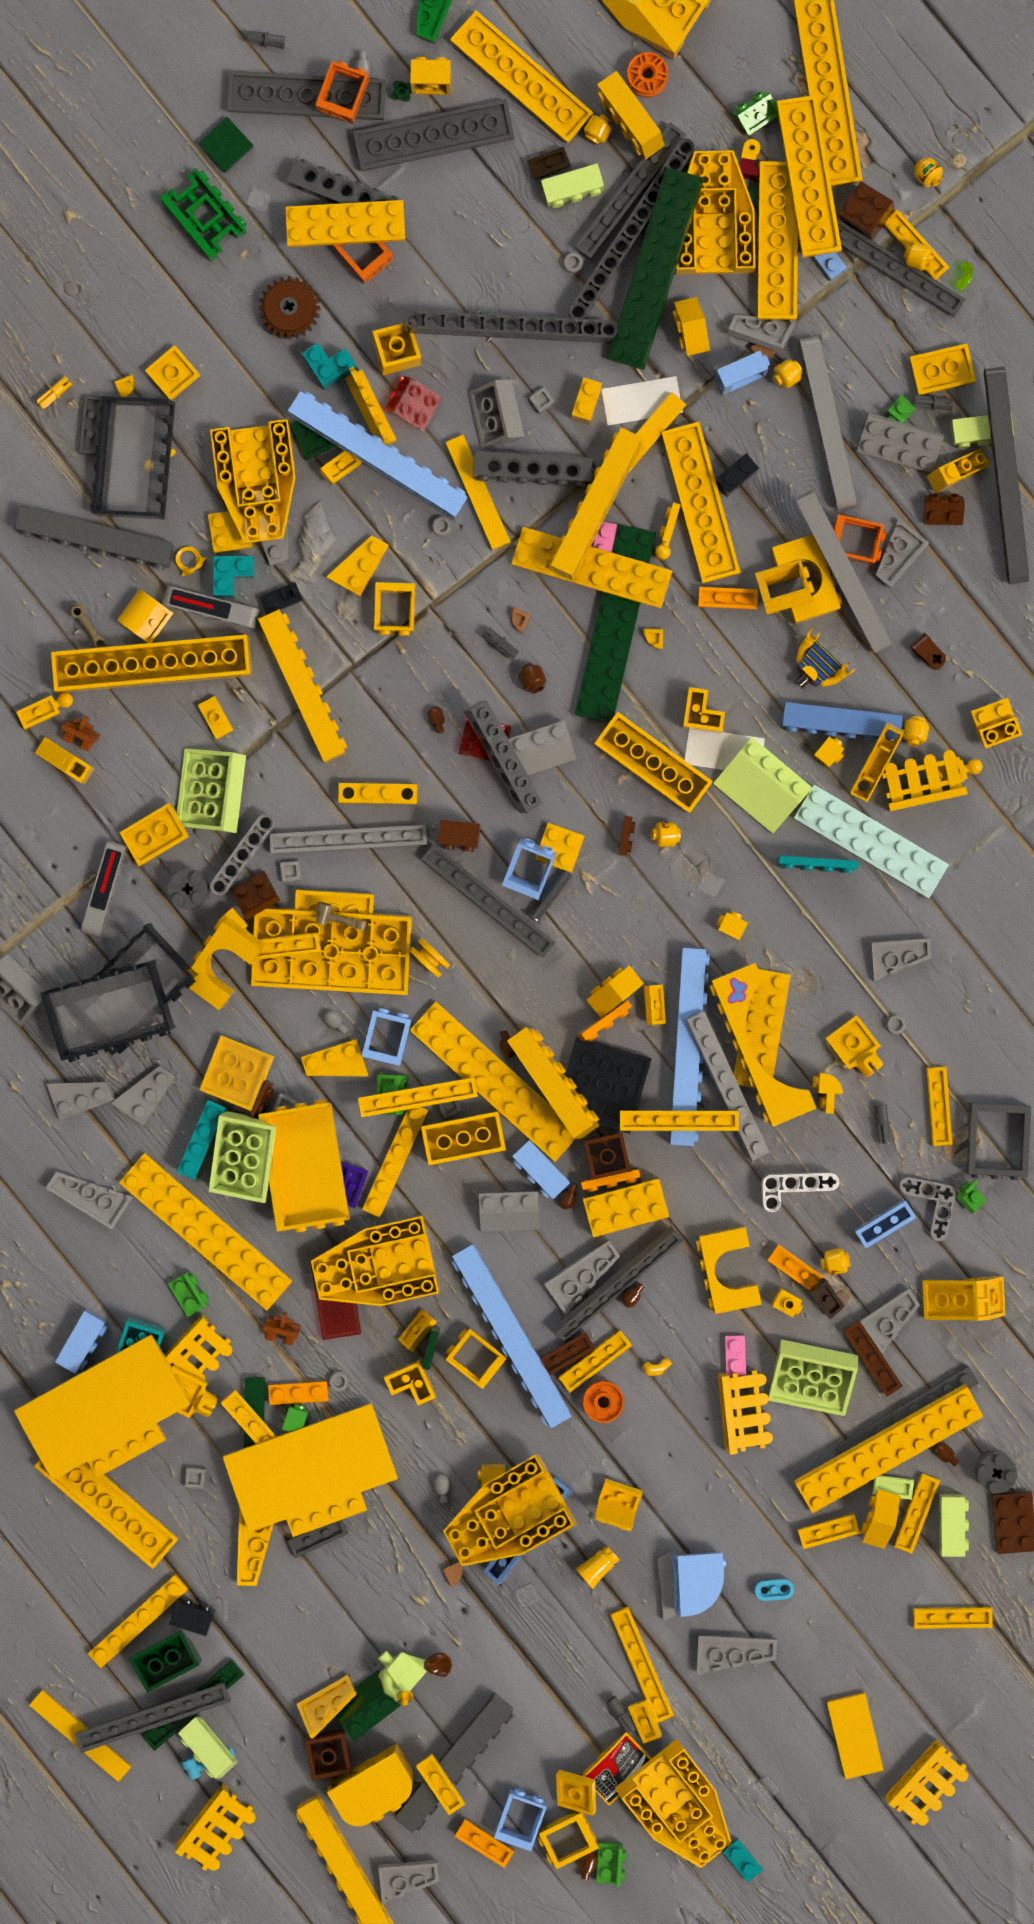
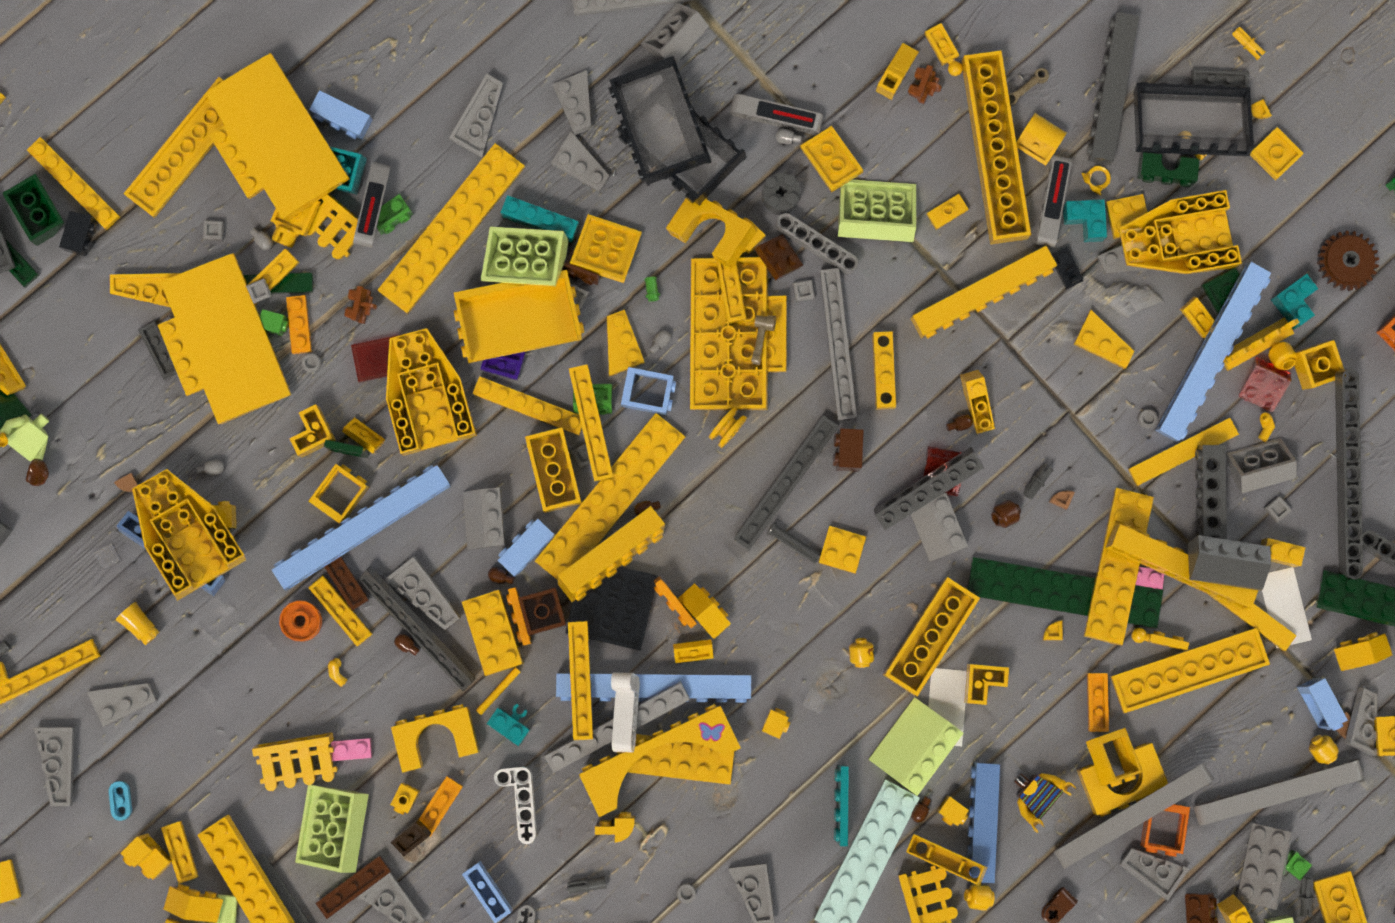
camera: 80 degrees right, 5 degrees down
(128, 878) = (787, 136): none -> light grey cylinder
(178, 1312) = (371, 204): none -> beam
(183, 503) = (1151, 170): none -> dark green arch
(208, 1427) = (262, 239): none -> light grey cylinder
(263, 1431) = (259, 291): none -> light grey tile
(280, 1027) = (651, 288): none -> bright green pin
(385, 383) = (1282, 356): none -> yellow head
(407, 588) = (1084, 374): yellow window -> none
(414, 699) = (977, 401): none -> yellow slope
(456, 403) = (1267, 426): none -> yellow arm
(524, 886) = (802, 515): light blue window -> none
(595, 457) = (1228, 562): none -> dark grey slope
(618, 1504) = (198, 640): yellow bracket -> none
(625, 844) = (865, 615): reddish brown plate -> none
(684, 1204) = (498, 690): none -> yellow bar
(697, 1581) = (125, 723): light blue brick -> none
(712, 1076) = (625, 711): none -> white beam
(719, 1194) = (509, 725): none -> teal brick
(737, 474) = (1220, 704): black brick -> none
(826, 783) = (921, 810): none -> reddish brown cylinder
(830, 1563) = (148, 855): none -> yellow brick
(835, 1261) = (447, 845): yellow head -> none
(856, 1046) = (662, 854): yellow plate -> none

